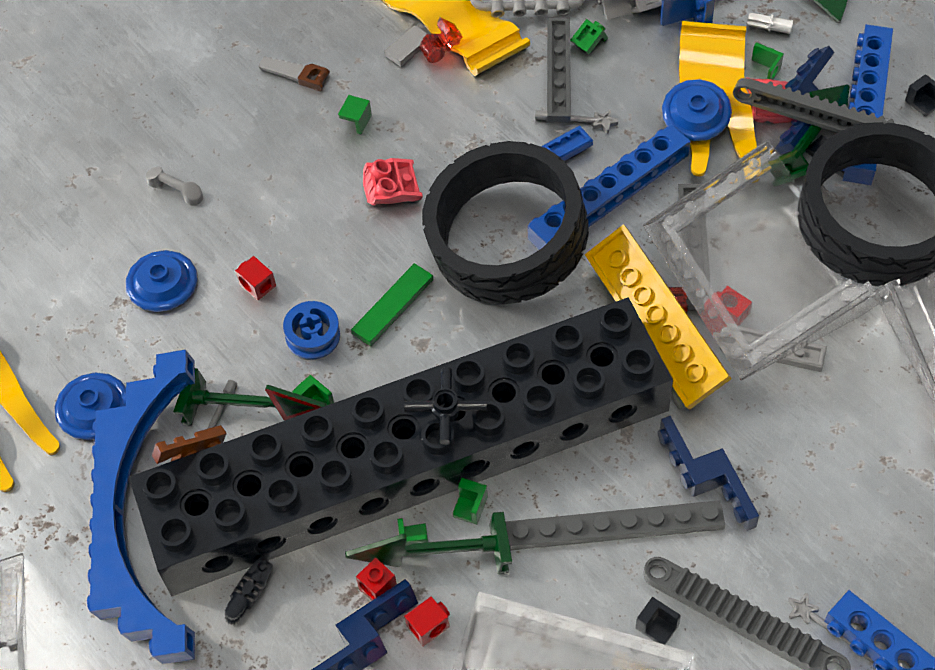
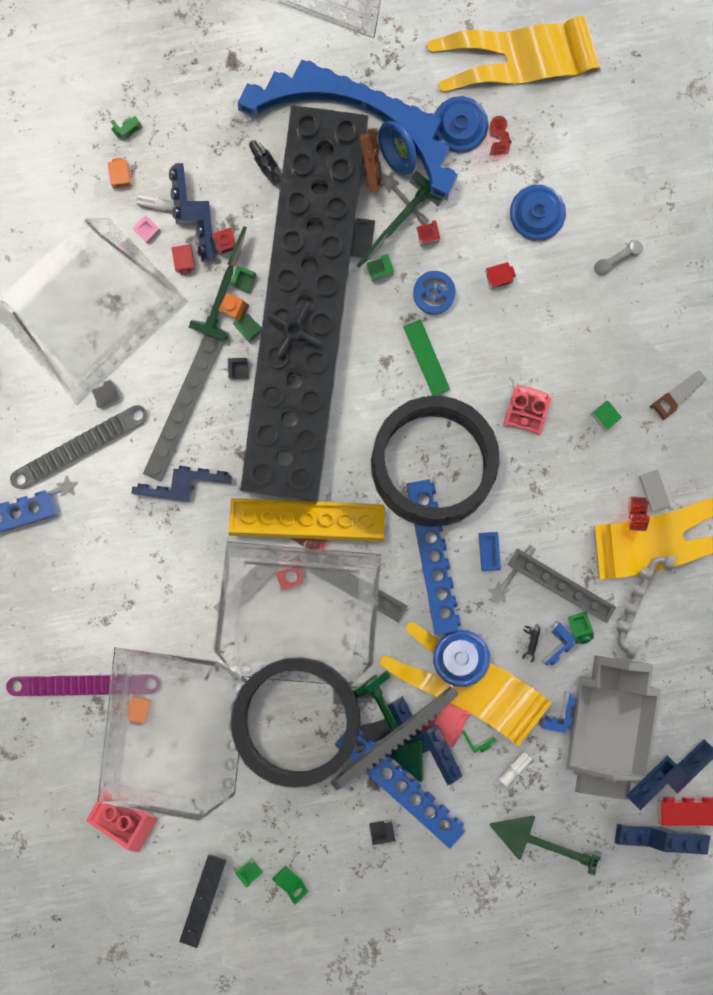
camera: 110 degrees right, 30 degrees up
(81, 361) = (498, 130): none -> clear red leg
(149, 426) = (397, 147): none -> blue piece
(243, 368) = (428, 233): none -> red panel
(455, 524) = (233, 307): none -> orange brick
(527, 487) = (238, 368): none -> black panel
(622, 36) = (560, 633): none -> blue bracket
(626, 68) = (534, 636): none -> black piece

